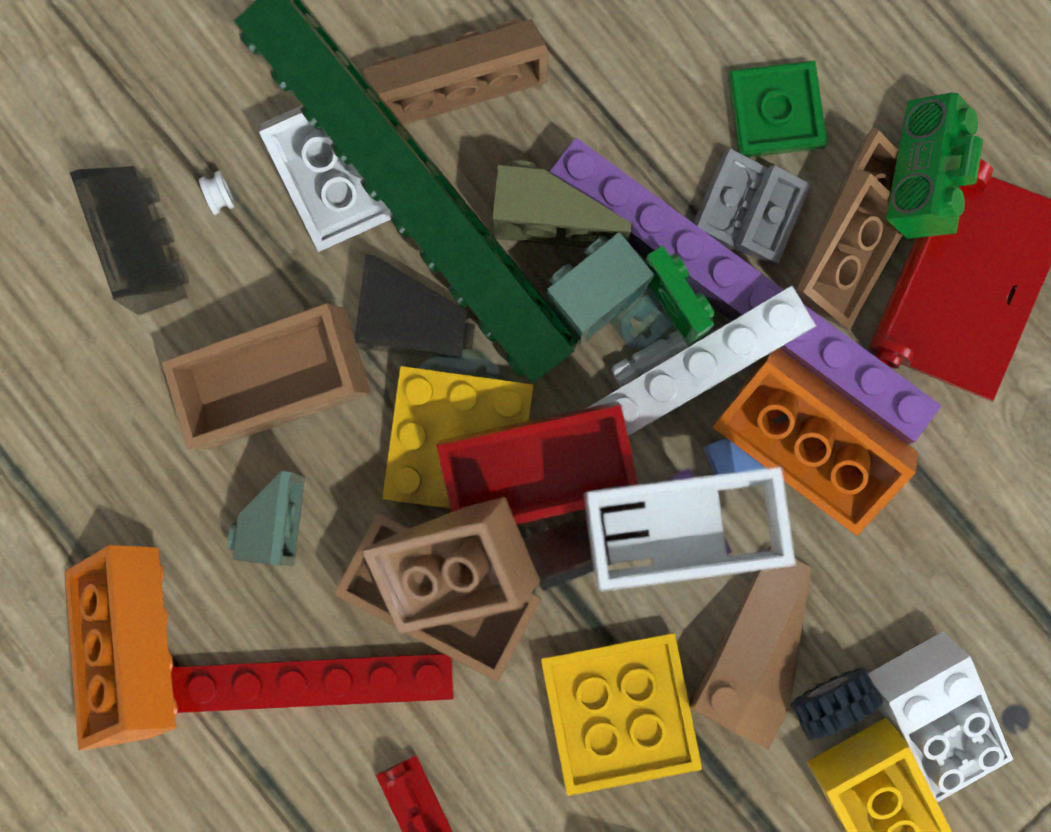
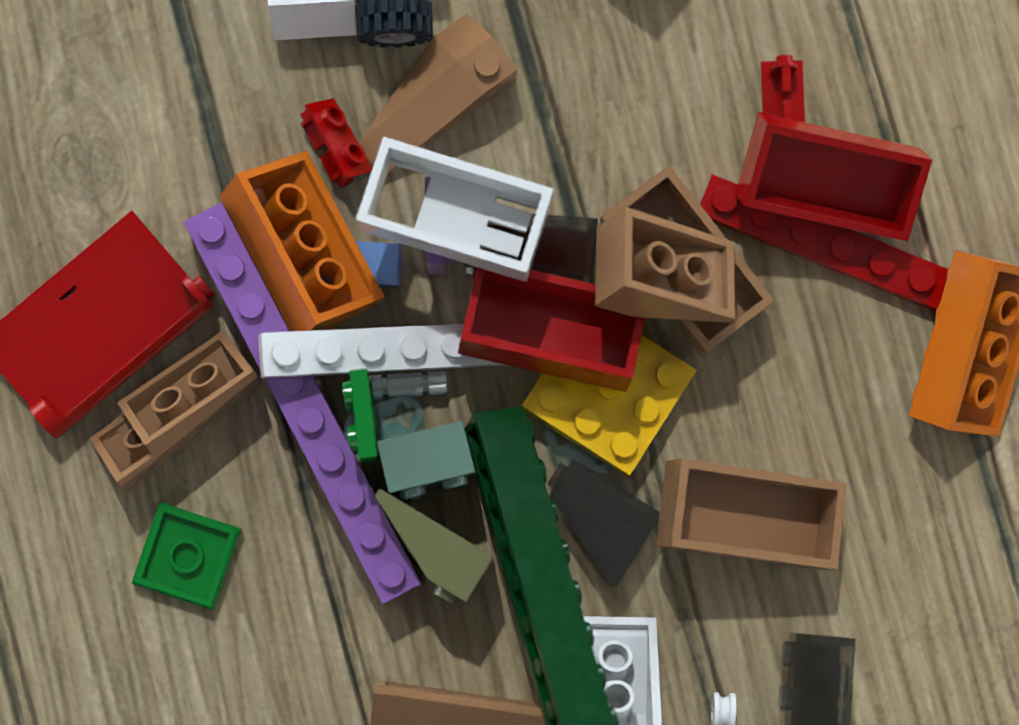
camera: 165 degrees left, 0 degrees up
(270, 523) = (806, 388): sand green slope -> none
(329, 748) = (833, 177): none -> red piece
(621, 714) = (576, 98): yellow plate -> none
(751, 206) = (254, 478): light grey slope -> none
(841, 567) = (328, 126): none -> red hinge
(932, 162) = (81, 432): green piece -> none

